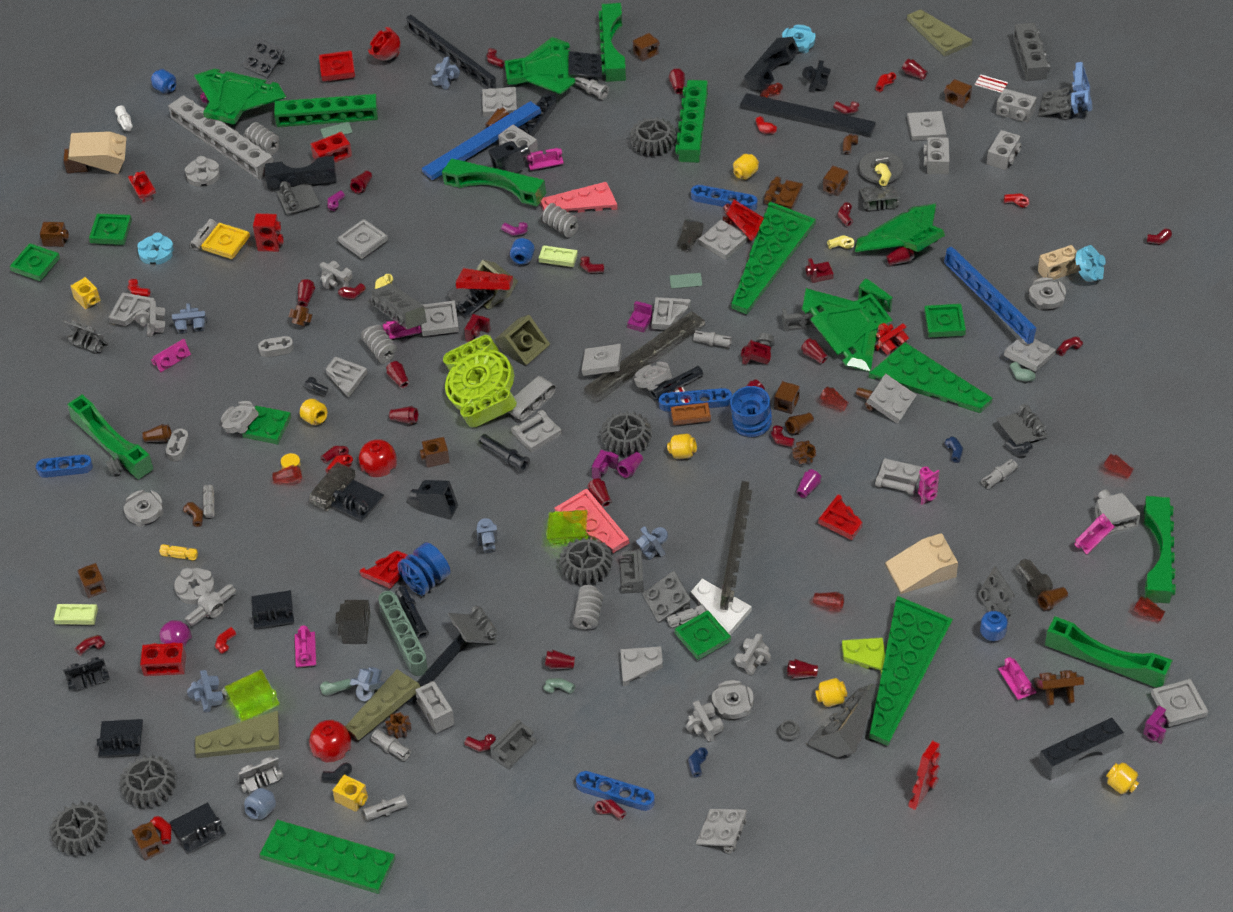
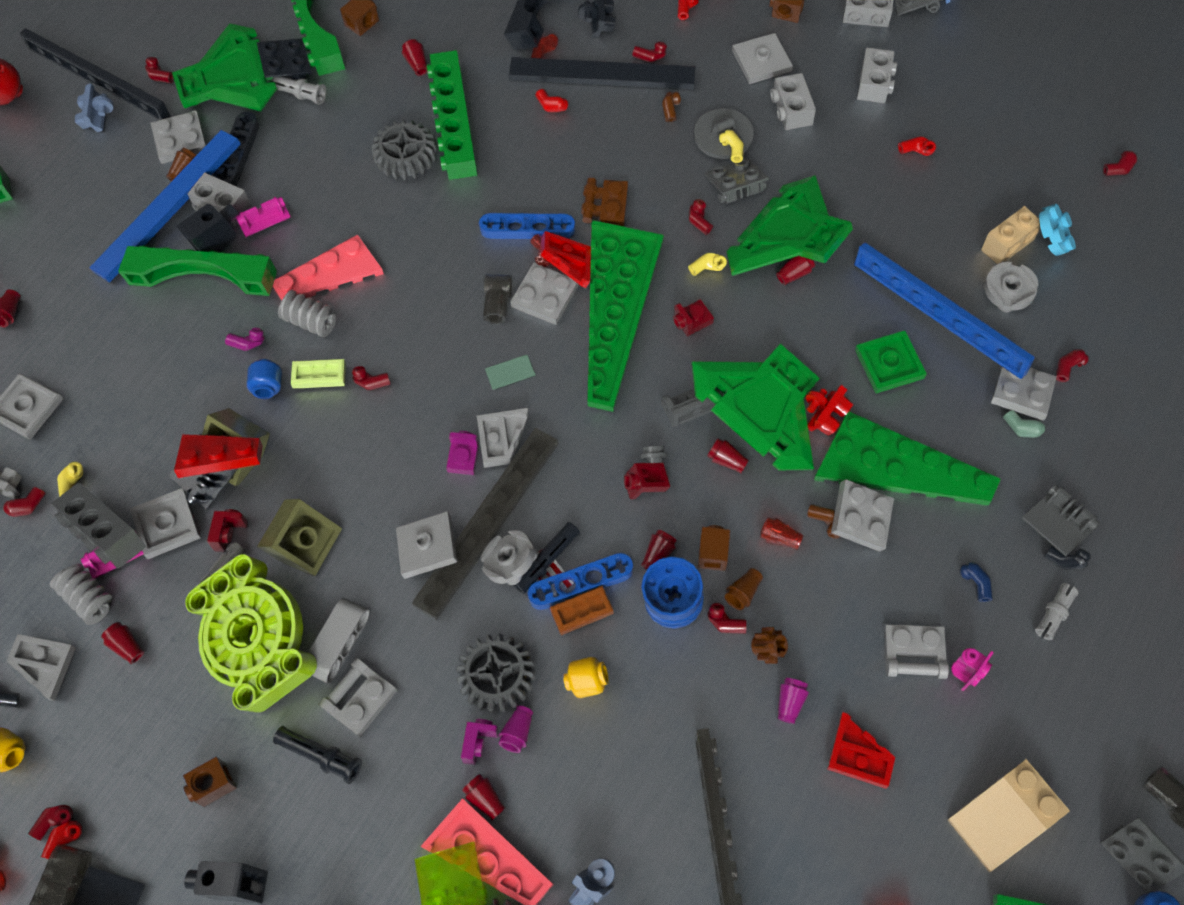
camera: 15 degrees left, 15 degrees up
(377, 458) = (120, 815): red cylinder -> none
(406, 415) = (149, 718): dark red cone -> none
(712, 339) = (576, 466): light grey pin -> none
(745, 166) = (544, 171): yellow head -> none
(835, 181) = (671, 168): reddish brown brick -> none
(881, 296) = (773, 335): green slope -> none

